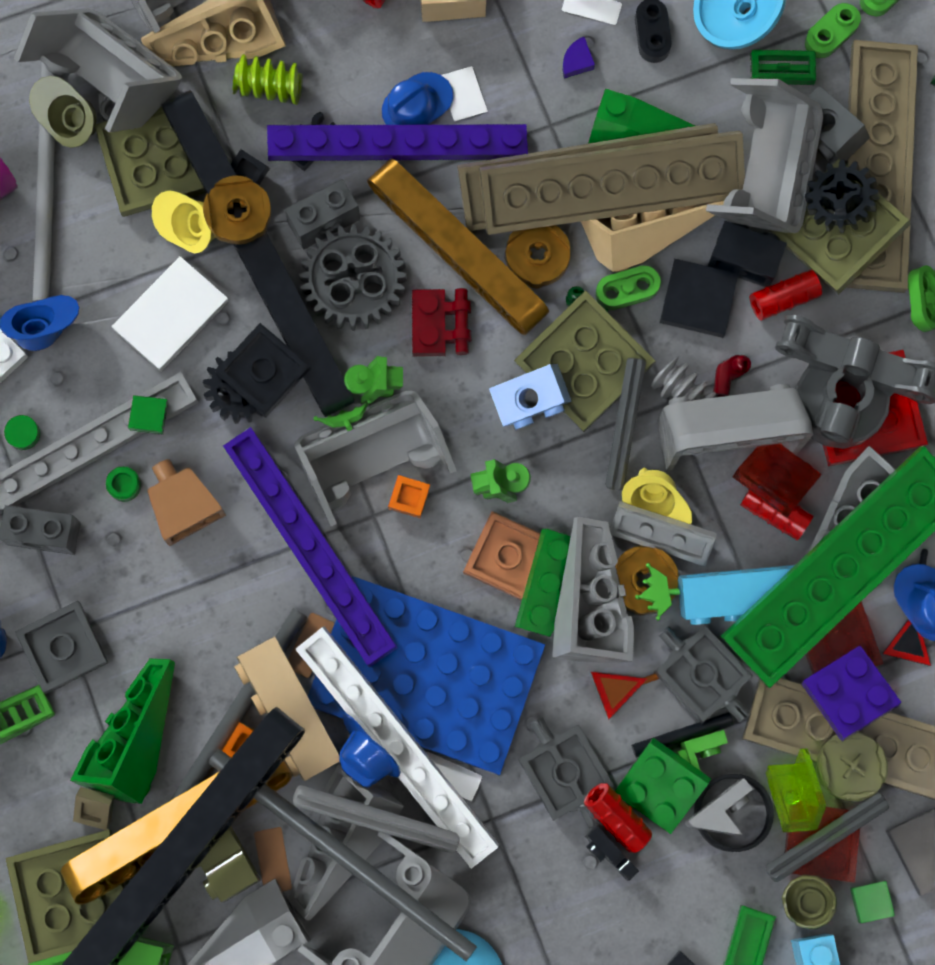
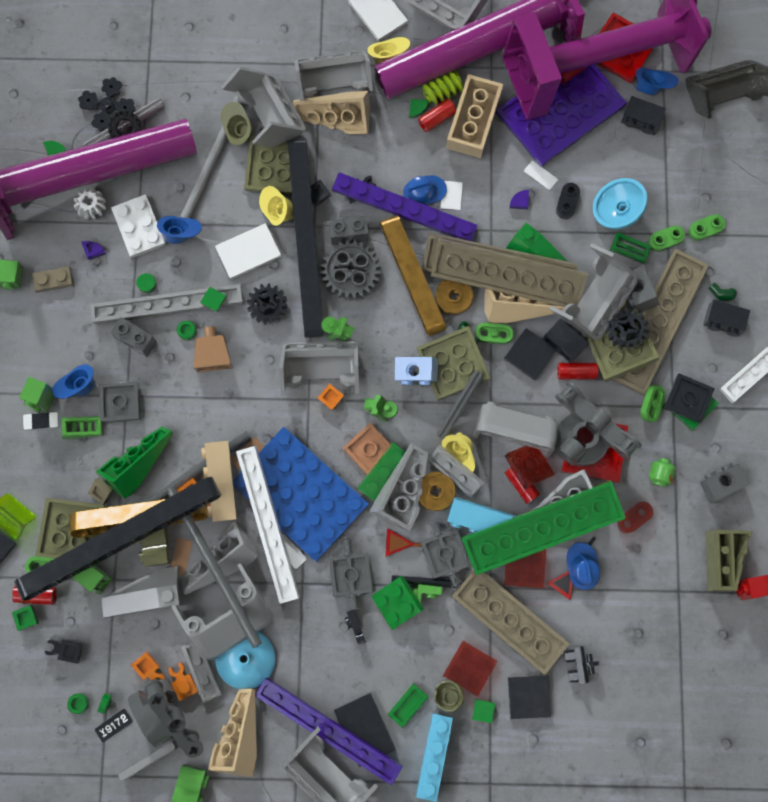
camera: 25 degrees right, 0 degrees up
(225, 225) = (305, 221): pearl gold plate -> none
(262, 370) = (281, 300): black tile -> none
(267, 80) = (349, 148): lime piece -> none
(310, 547) = (267, 402): dark purple plate -> none
(344, 418) = (314, 342): bright green piece -> none
(364, 758) = (247, 523): blue piece -> none
(375, 819) = (239, 556): light grey axle -> none
(429, 322) = (381, 309): dark red plate -> none
(618, 818) = (366, 609): red axle -> none
(658, 592) = (439, 500): bright green piece -> none
(678, 384) = (498, 396): light grey piece -> none
(713, 815) = (416, 629): light grey slope -> none
(729, 371) = (529, 399): dark red arm -> none
(769, 813) = (450, 632): black tyre -> none
(797, 793) = (465, 637): clear neon green panel -> none
(827, 837) = (472, 666): dark grey axle -> none
(851, 693) = (518, 596): dark purple plate -> none
(852, 768) = (502, 635): olive tile -> none

